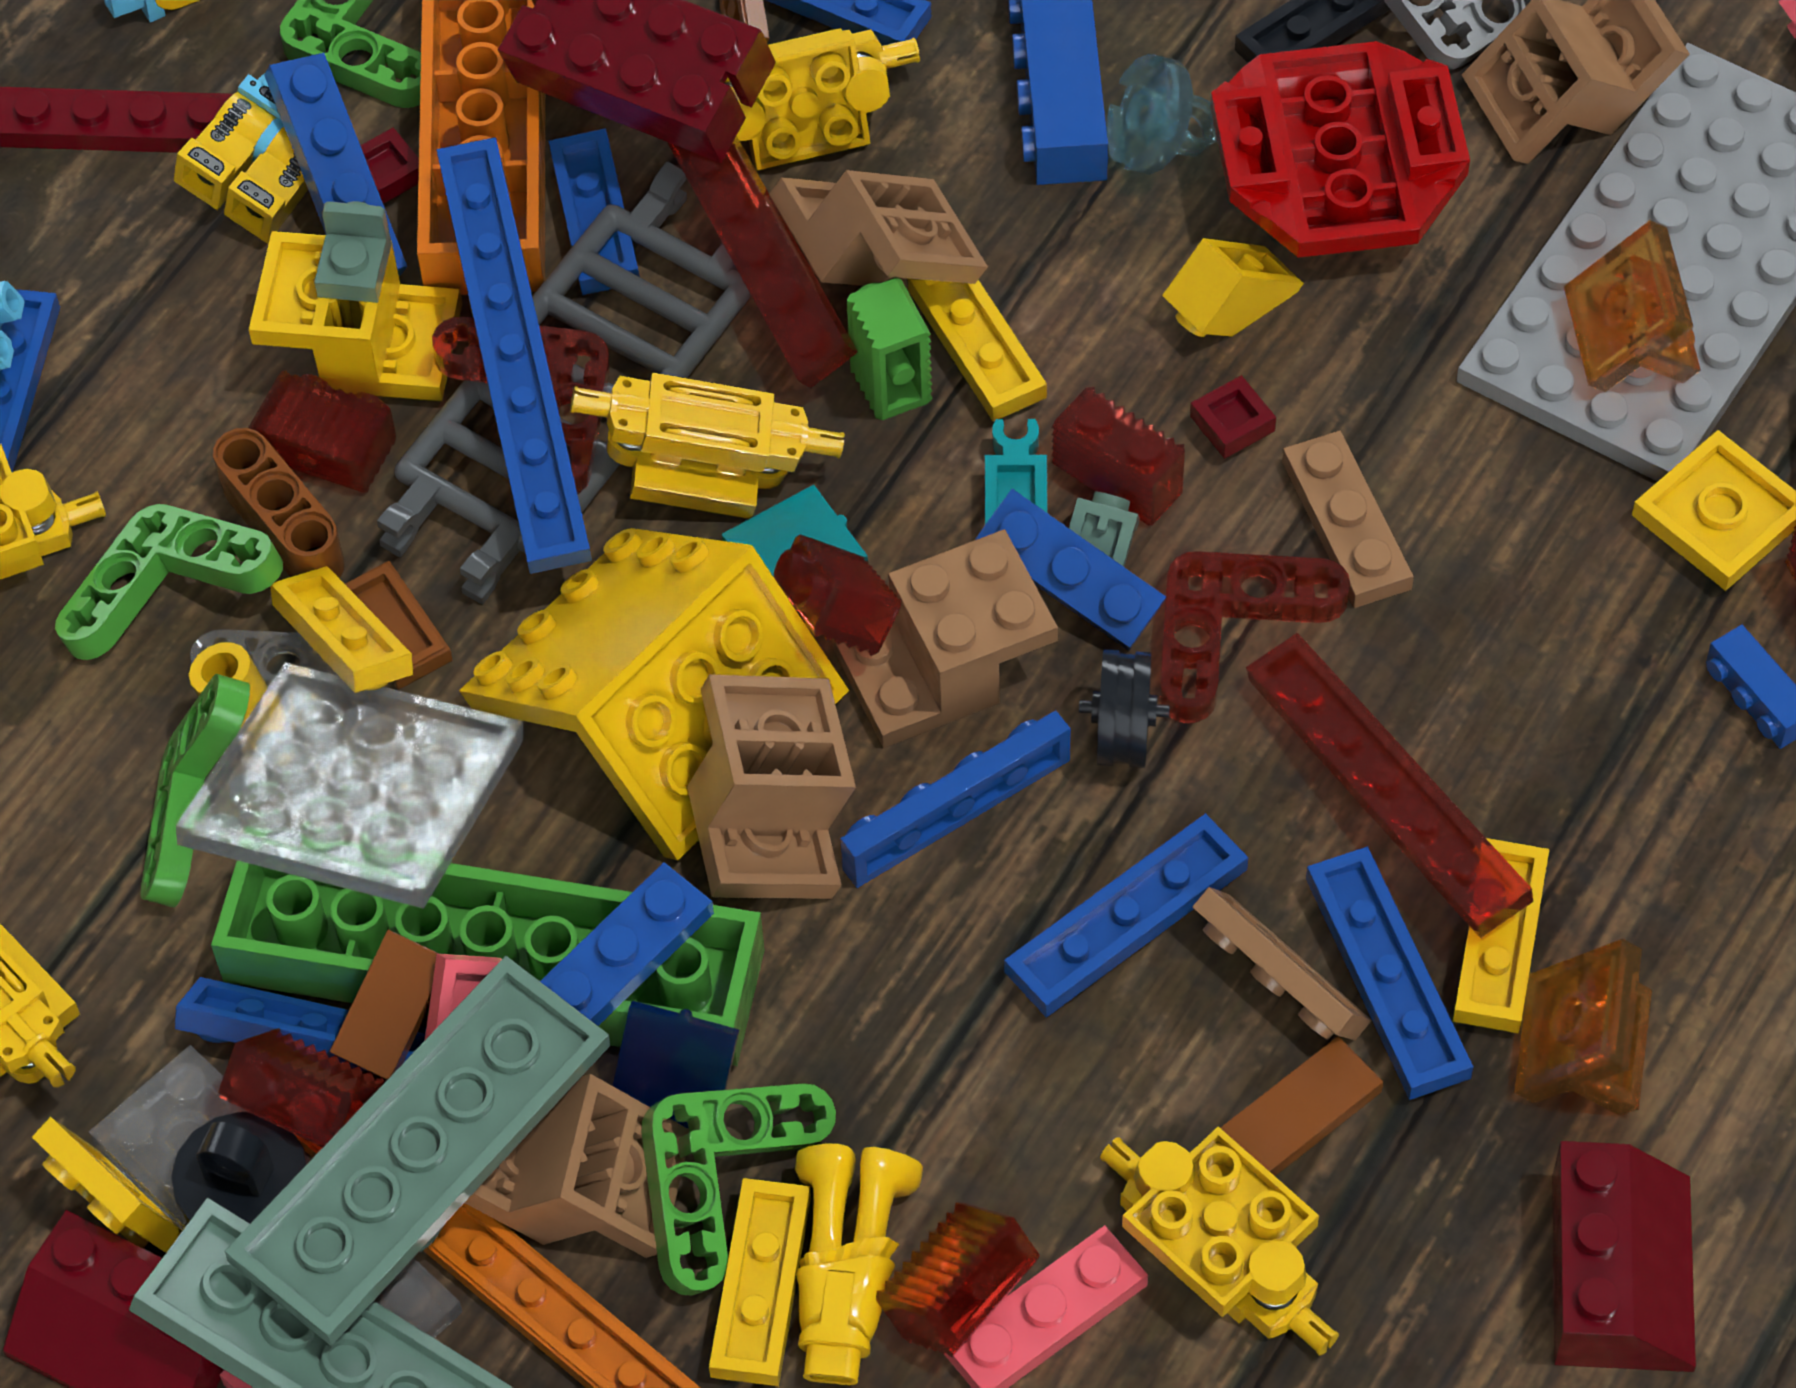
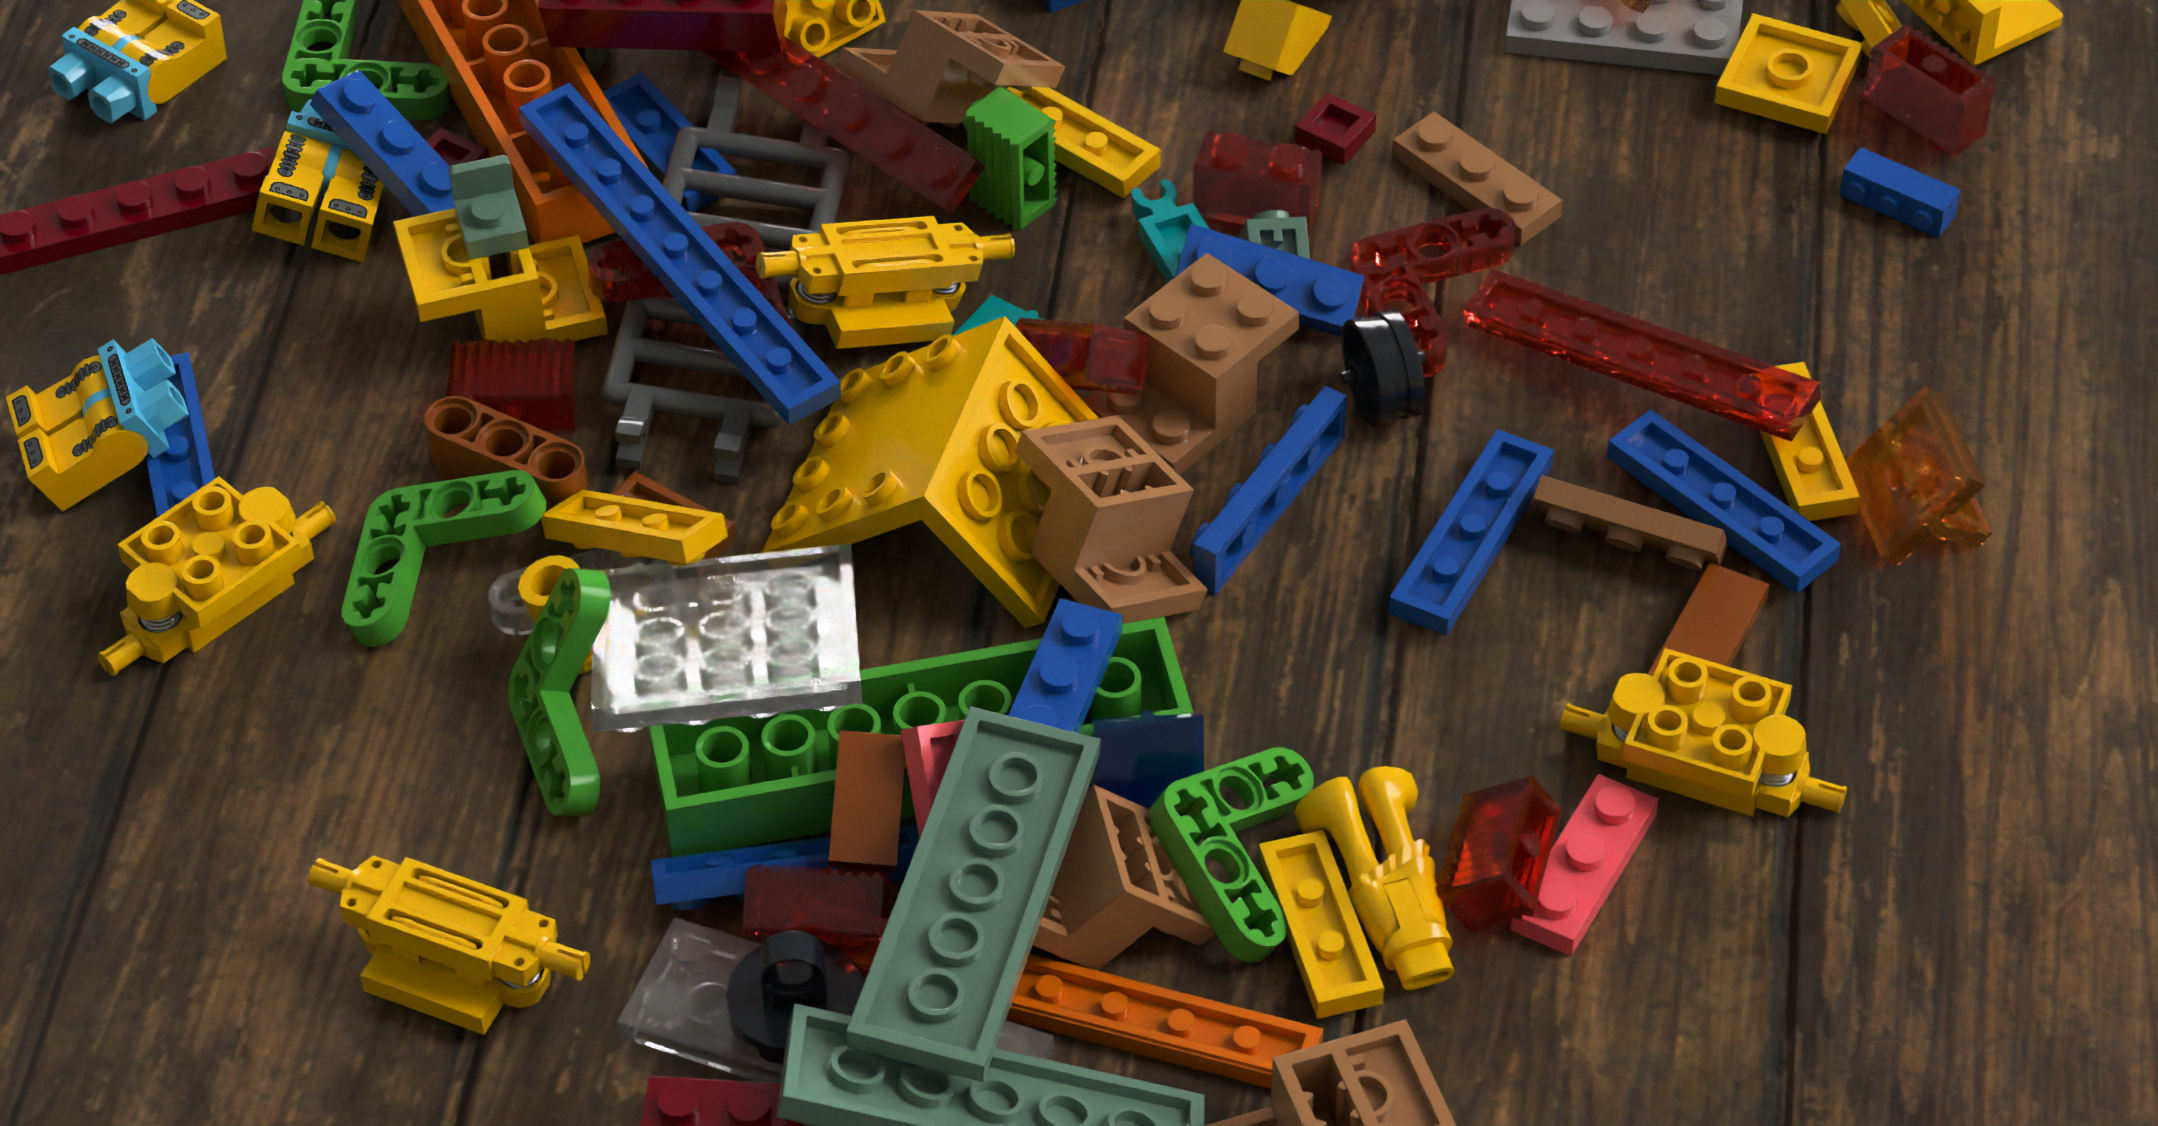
camera: 25 degrees left, 10 degrees down
(110, 1193) = (671, 1041): yellow plate -> none
(1621, 1260) = (2043, 650): dark red slope -> none

